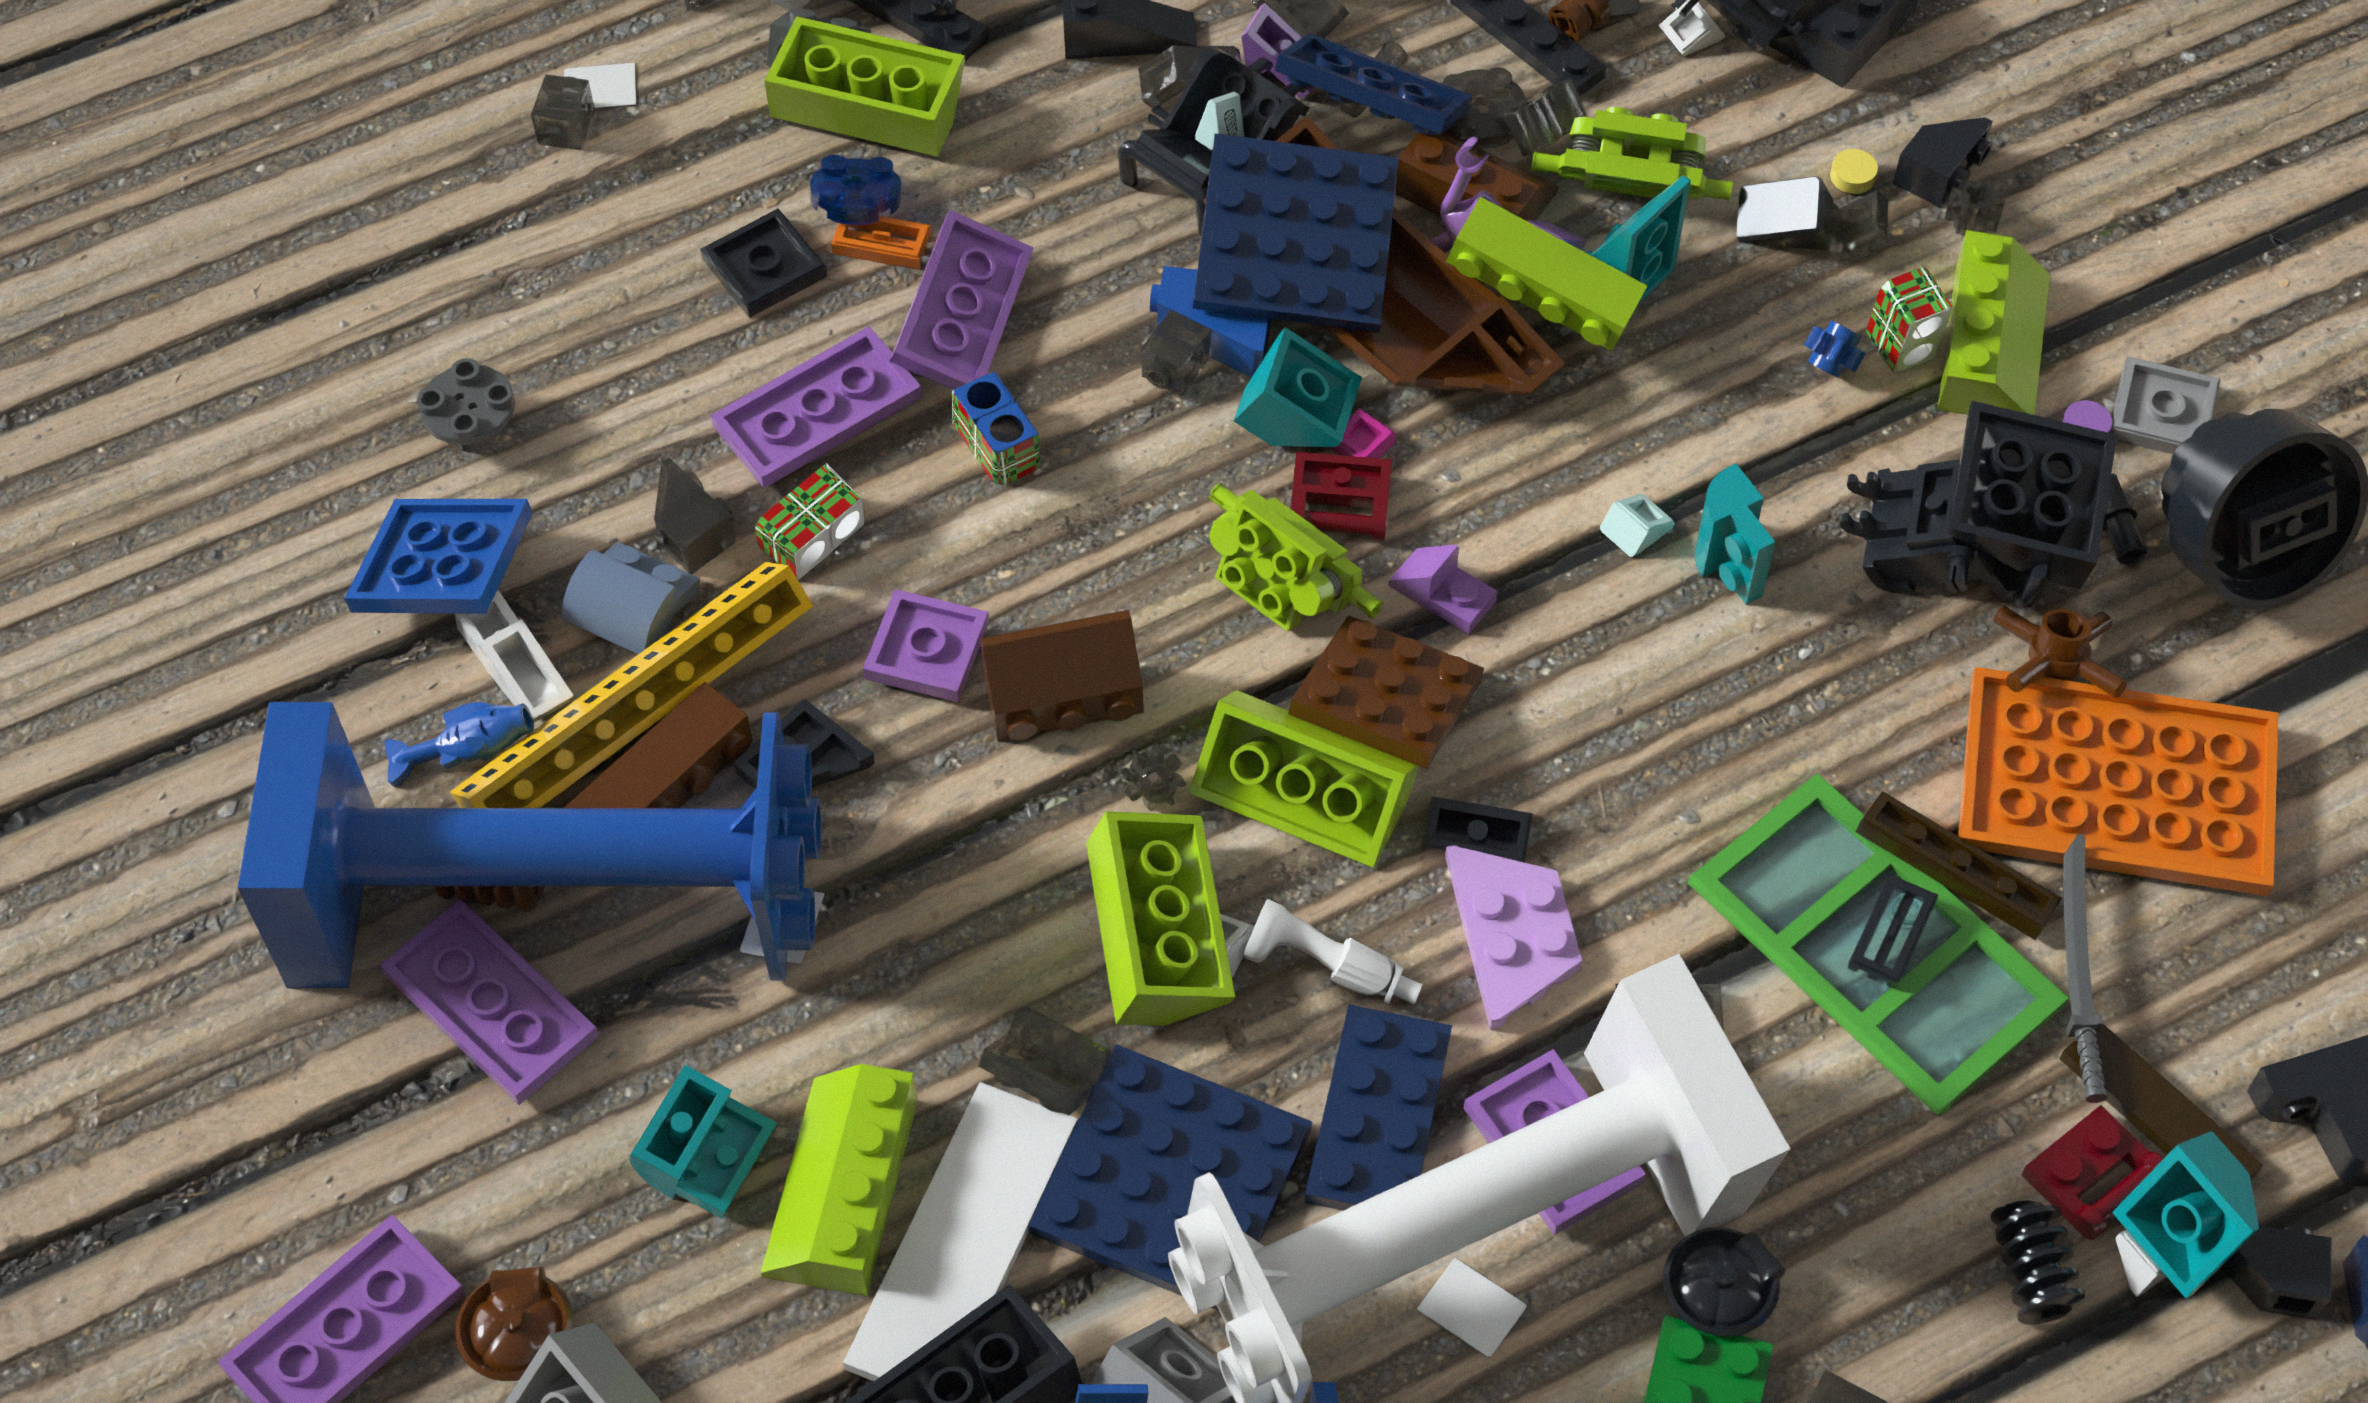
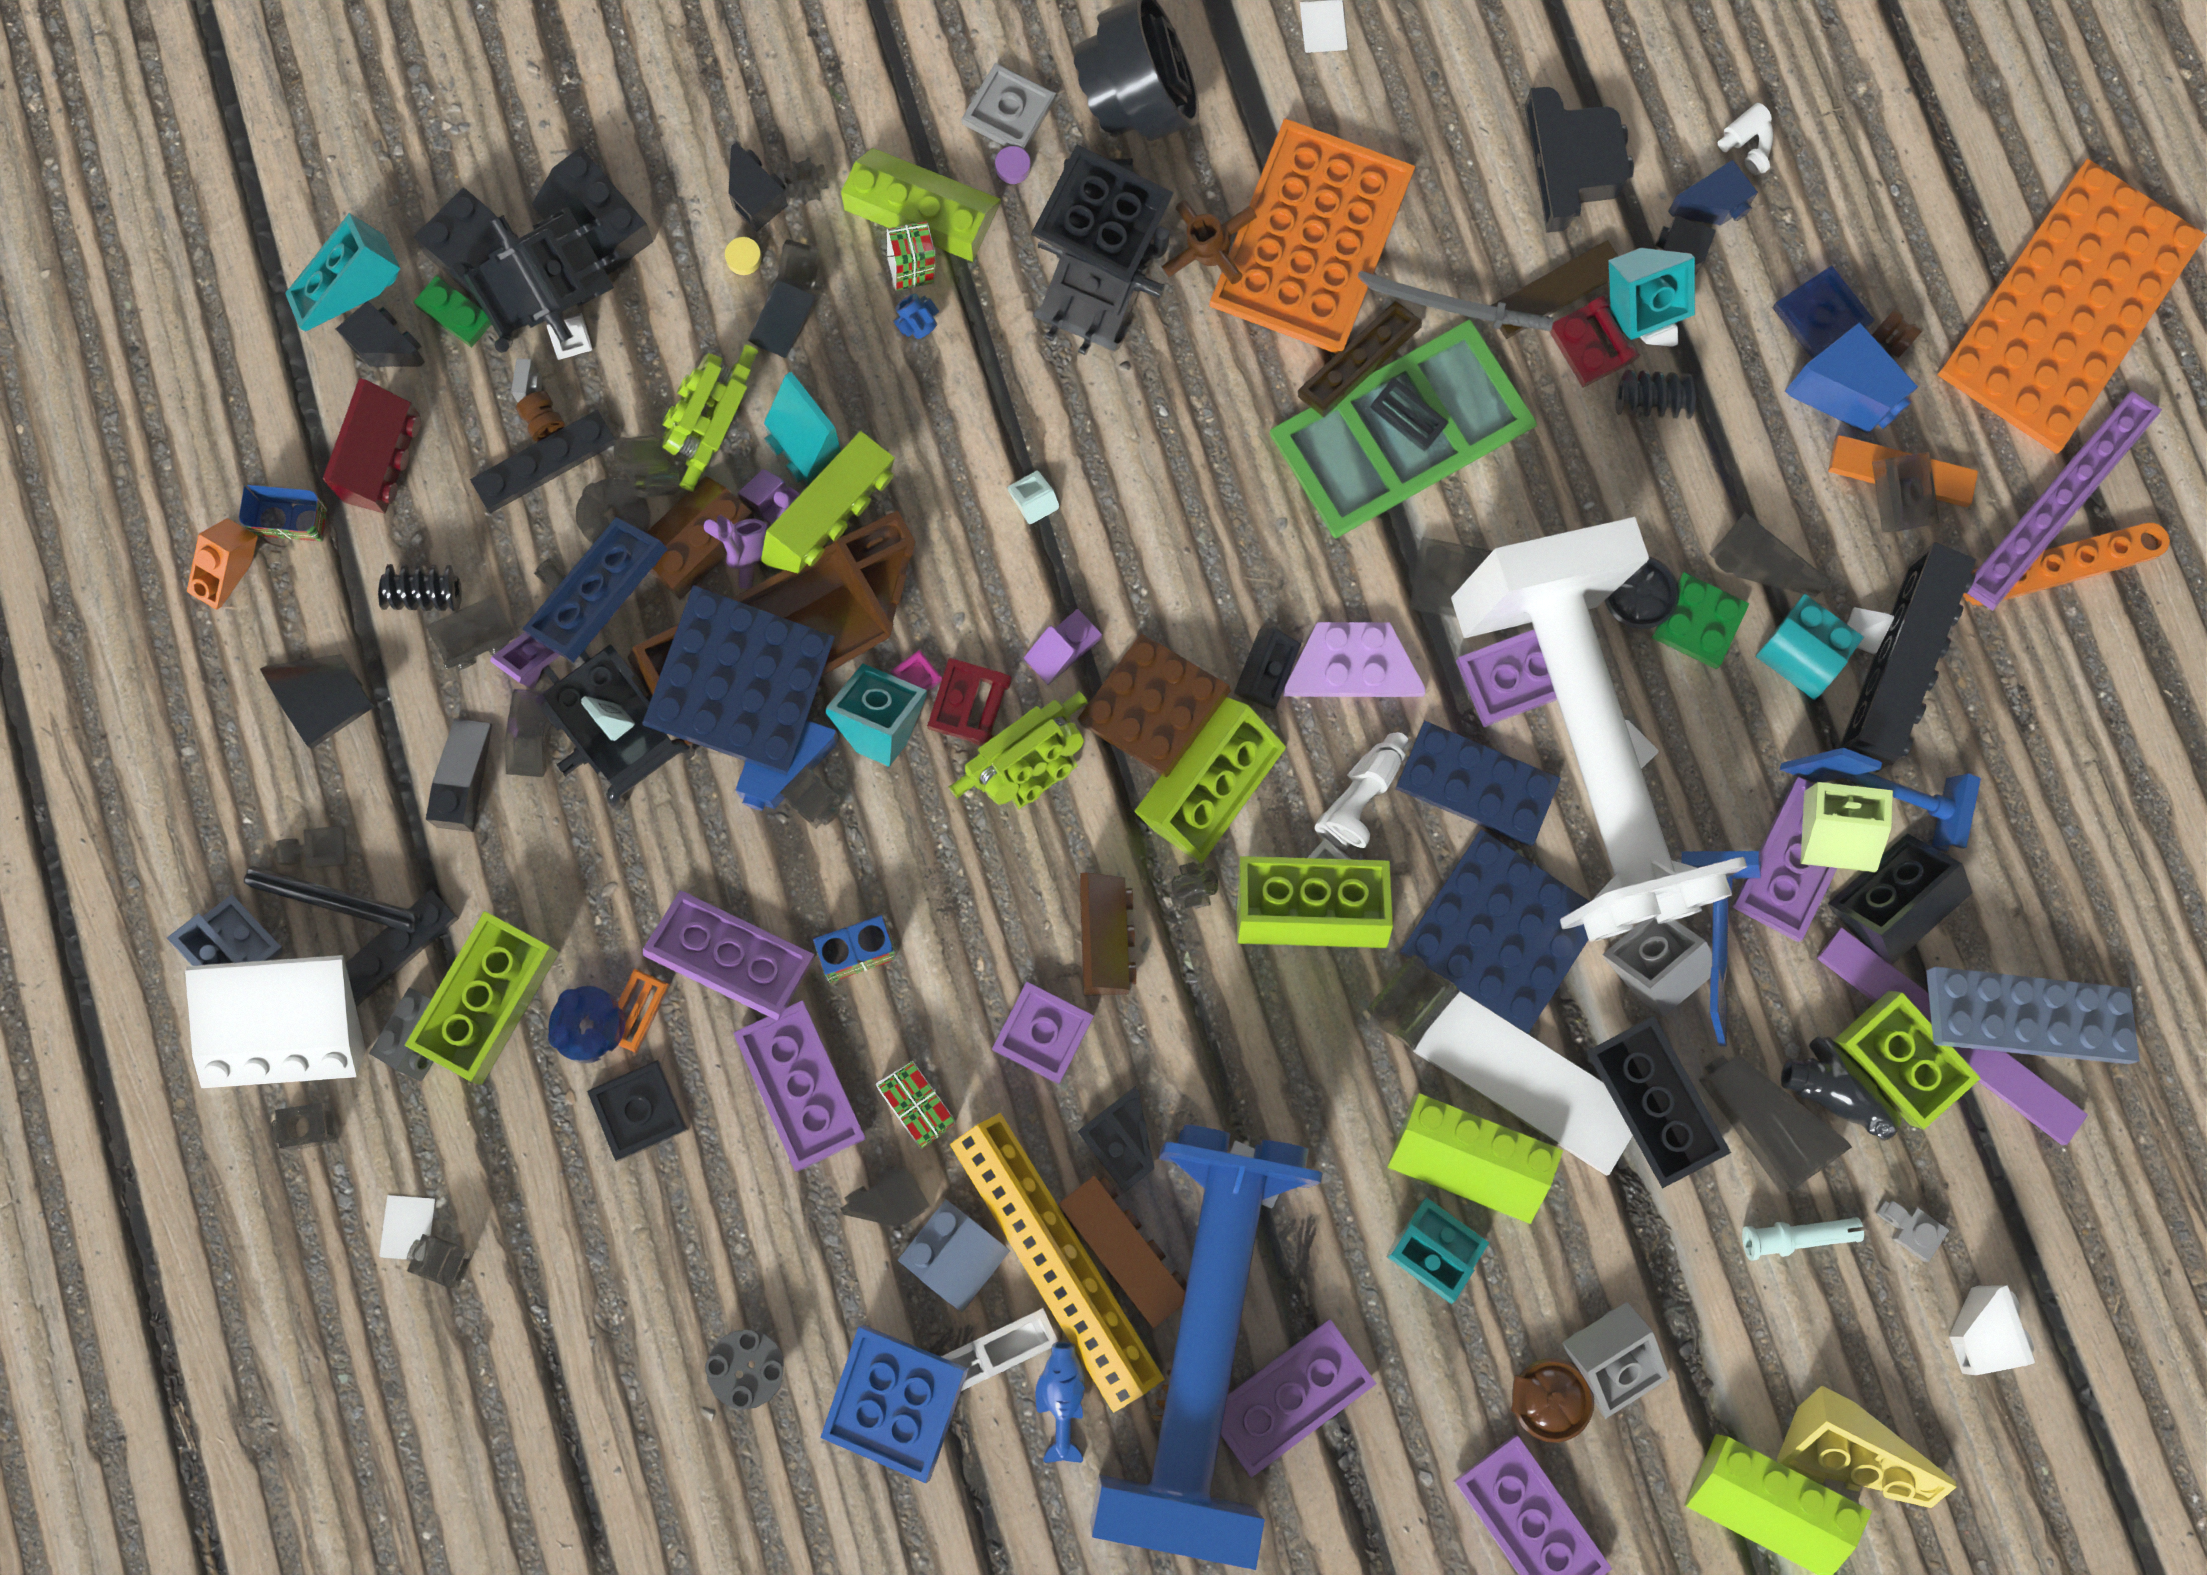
camera: 85 degrees left, 20 degrees up
(1733, 537) = (1068, 433): teal brick -> none

